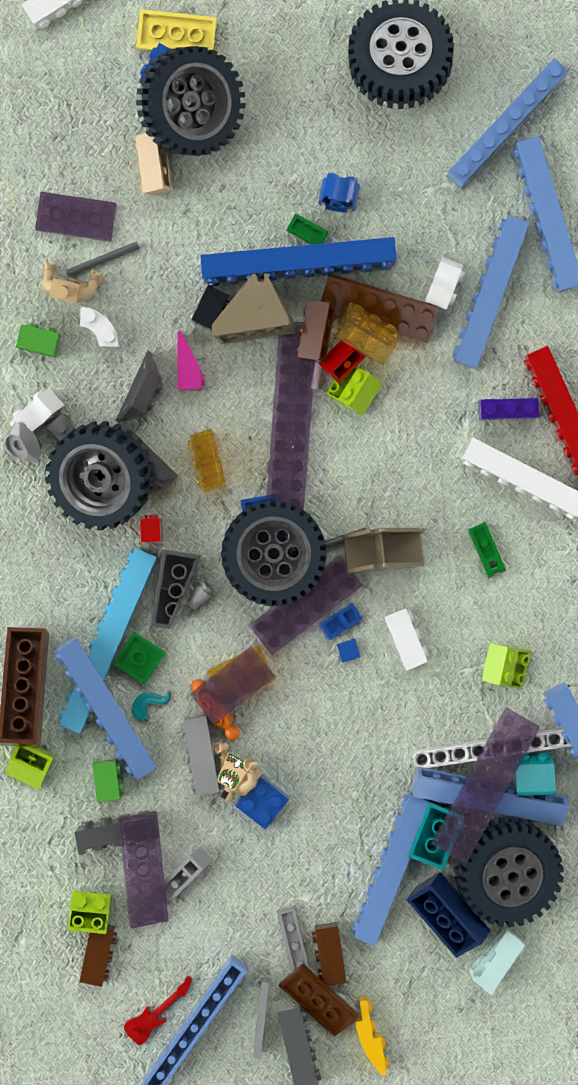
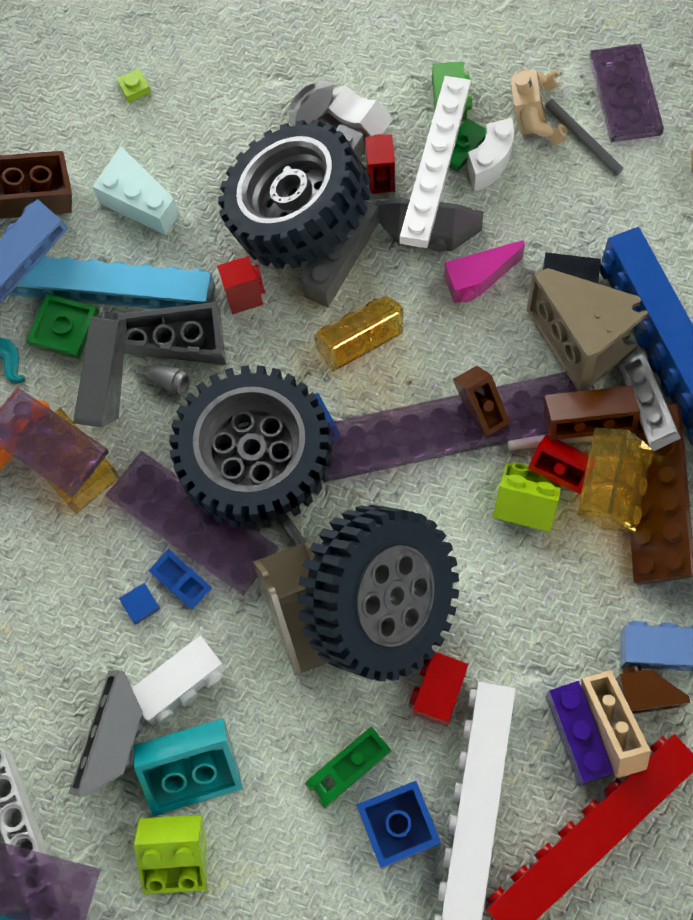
camera: 85 degrees right, 20 degrees down
(52, 584) = (135, 193): none -> light aqua wedge
(82, 345) = (468, 138): none -> green plate
(86, 408) = (380, 163): none -> red brick
(104, 371) = (435, 163): none -> white plate
(192, 637) = (101, 371): none -> dark grey slope
(284, 397) = (482, 400): none -> reddish brown slope
(319, 291) = (654, 412): none -> light grey tile
(399, 501) = (378, 592): none -> black wheel
(430, 687) = (110, 736): none -> wedge
(457, 482) = (439, 688): none -> red brick
(458, 644) = (187, 767): none -> teal slope
(496, 361) = (648, 691): none -> reddish brown slope
(511, 387) = (616, 724): none -> tan brick
(529, 530) = (398, 824): none -> blue brick

